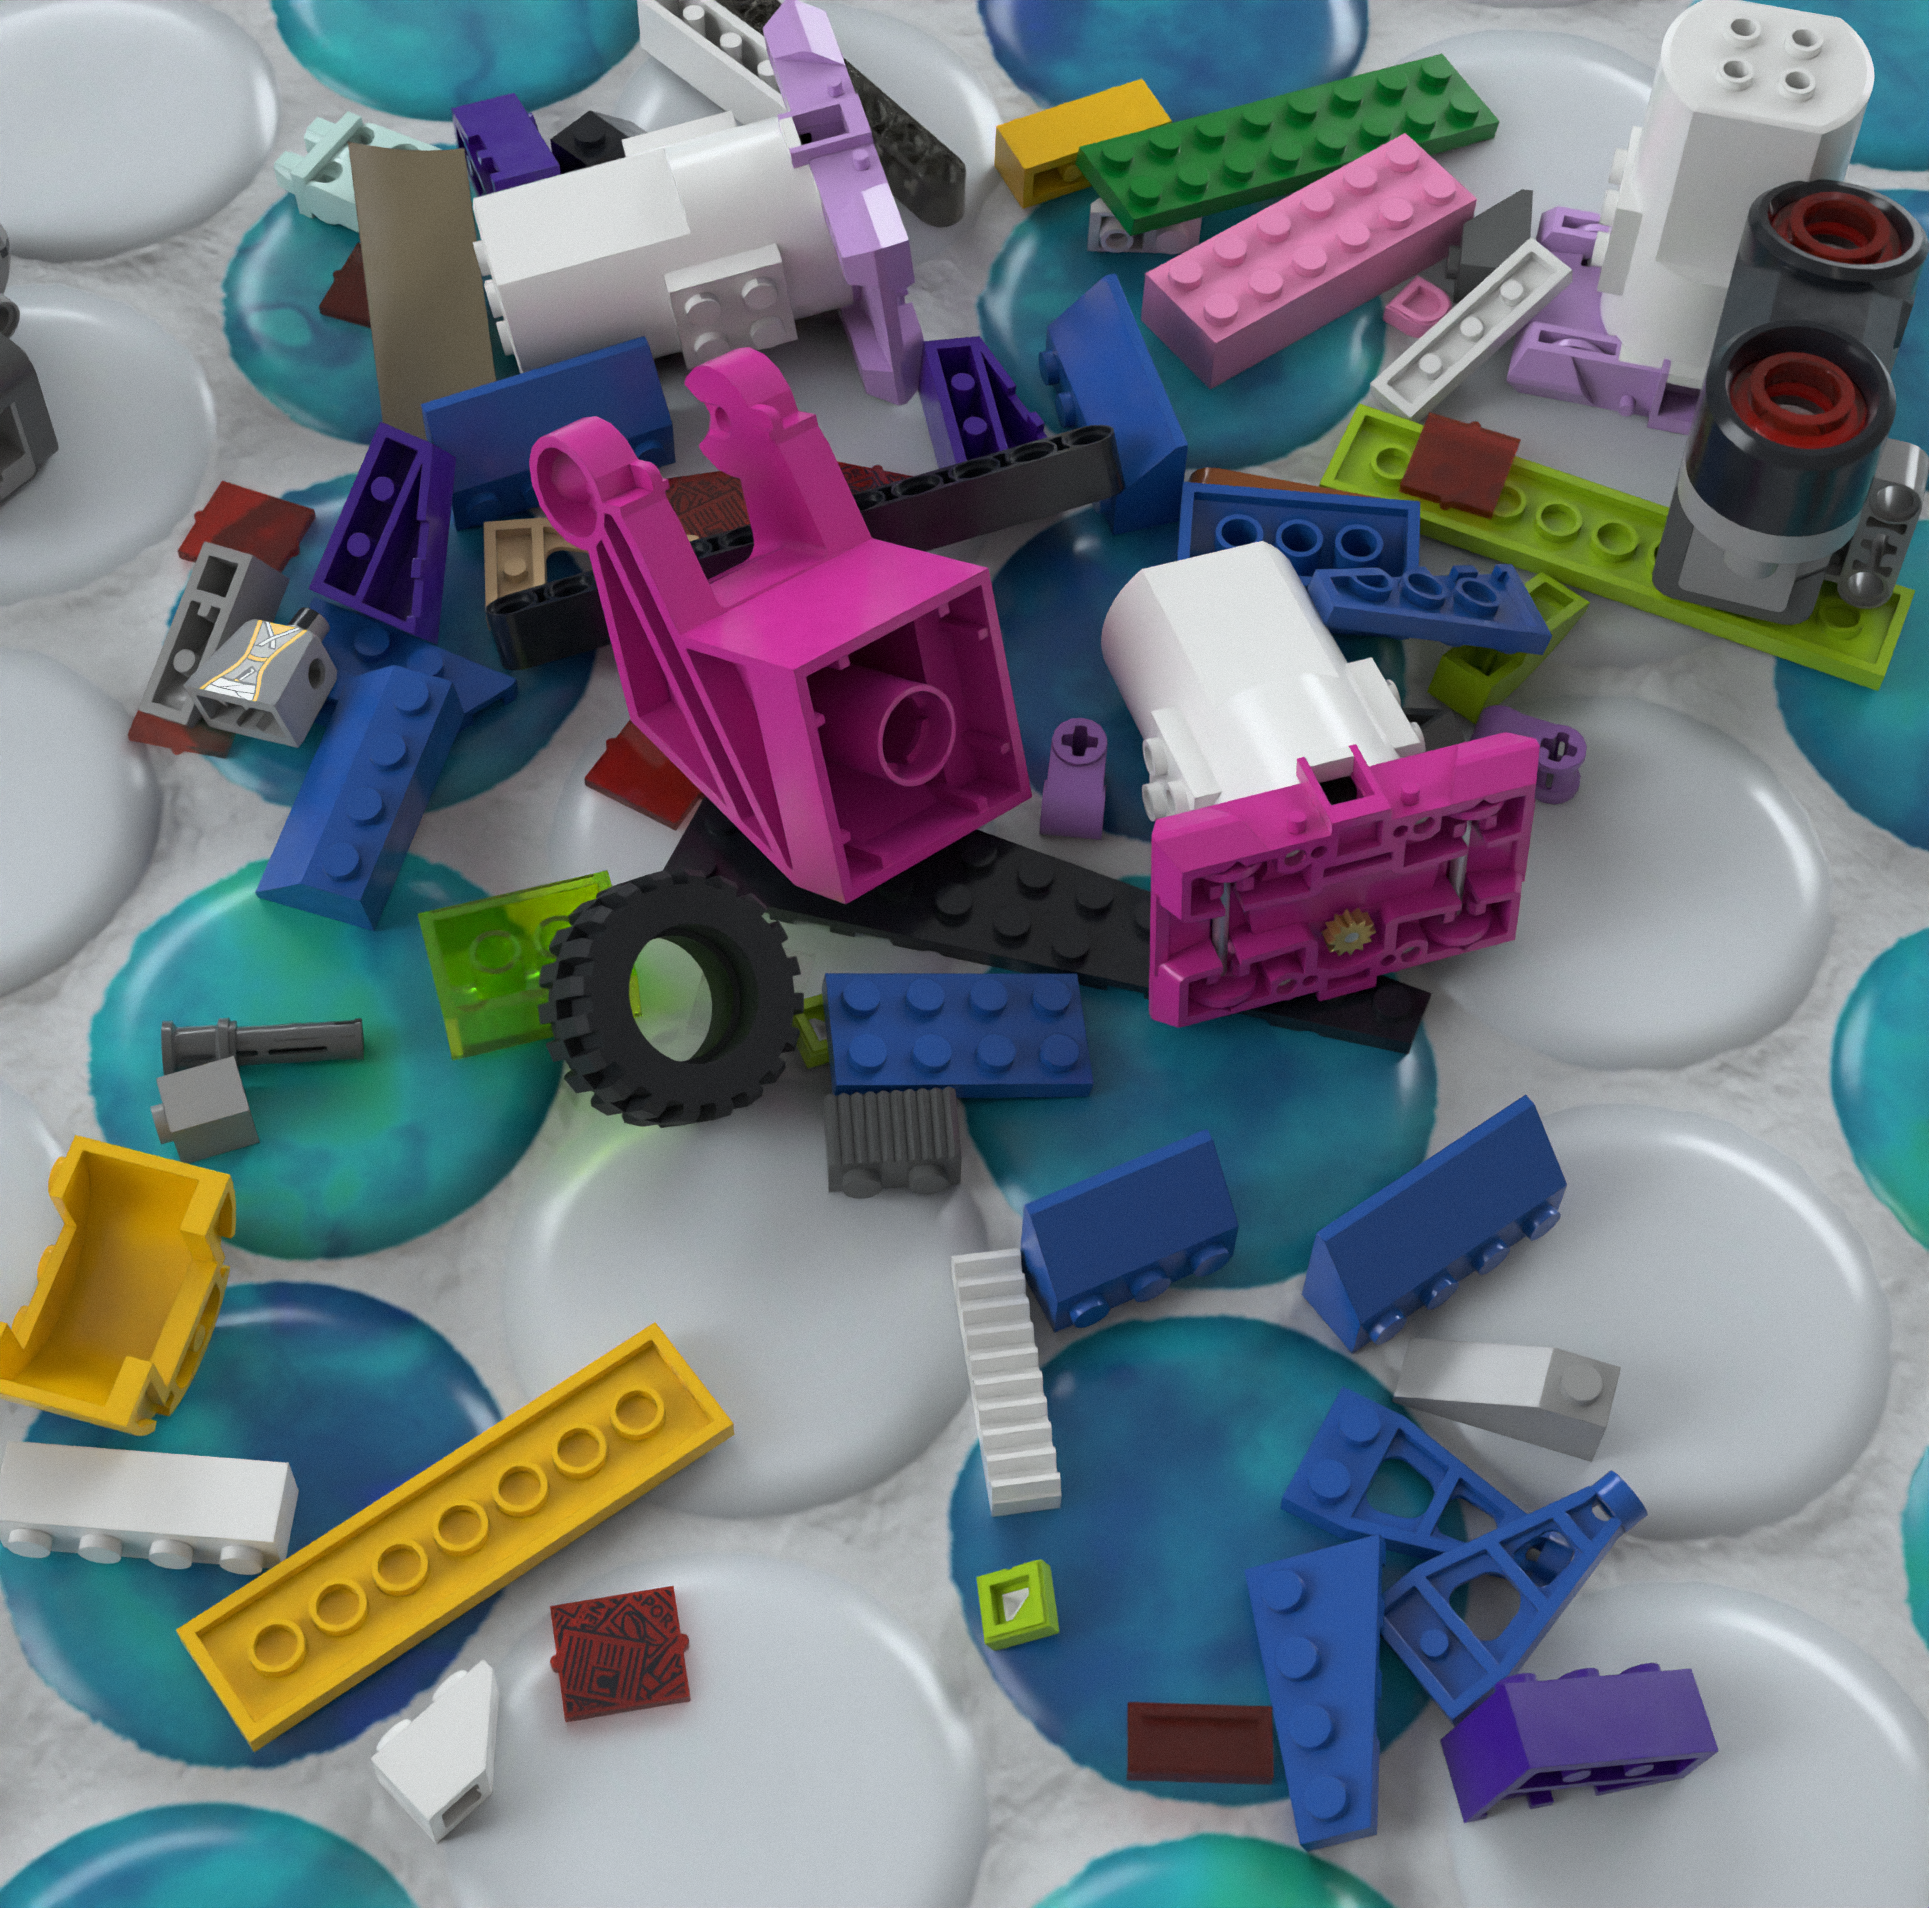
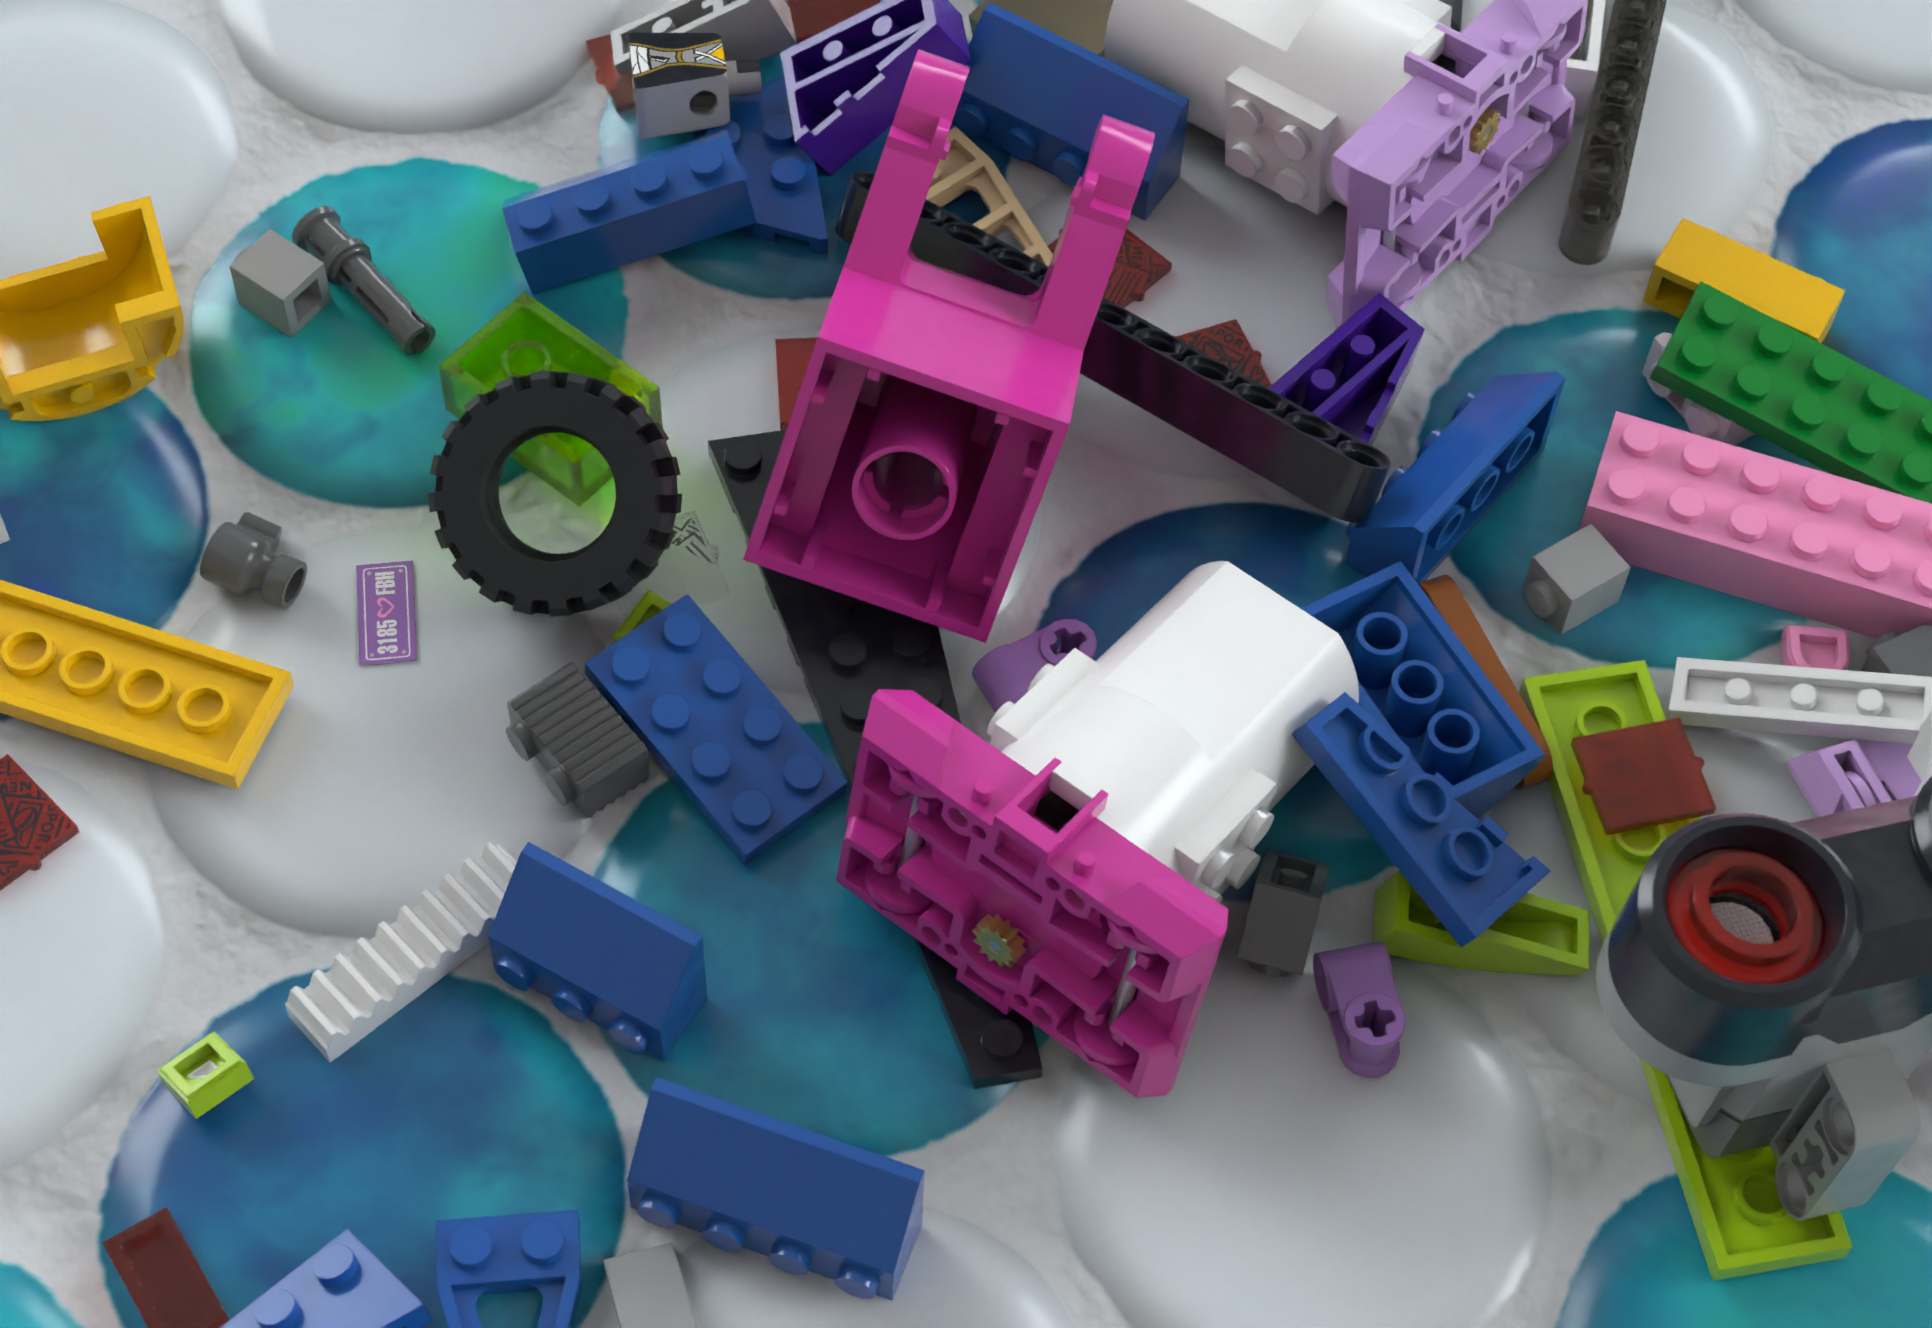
camera: 55 degrees right, 0 degrees up
(500, 1300) = (243, 560): none -> dark grey piece
(629, 1224) = (386, 613): none -> medium lavender sticker
(1254, 399) = (1575, 579): none -> light grey brick

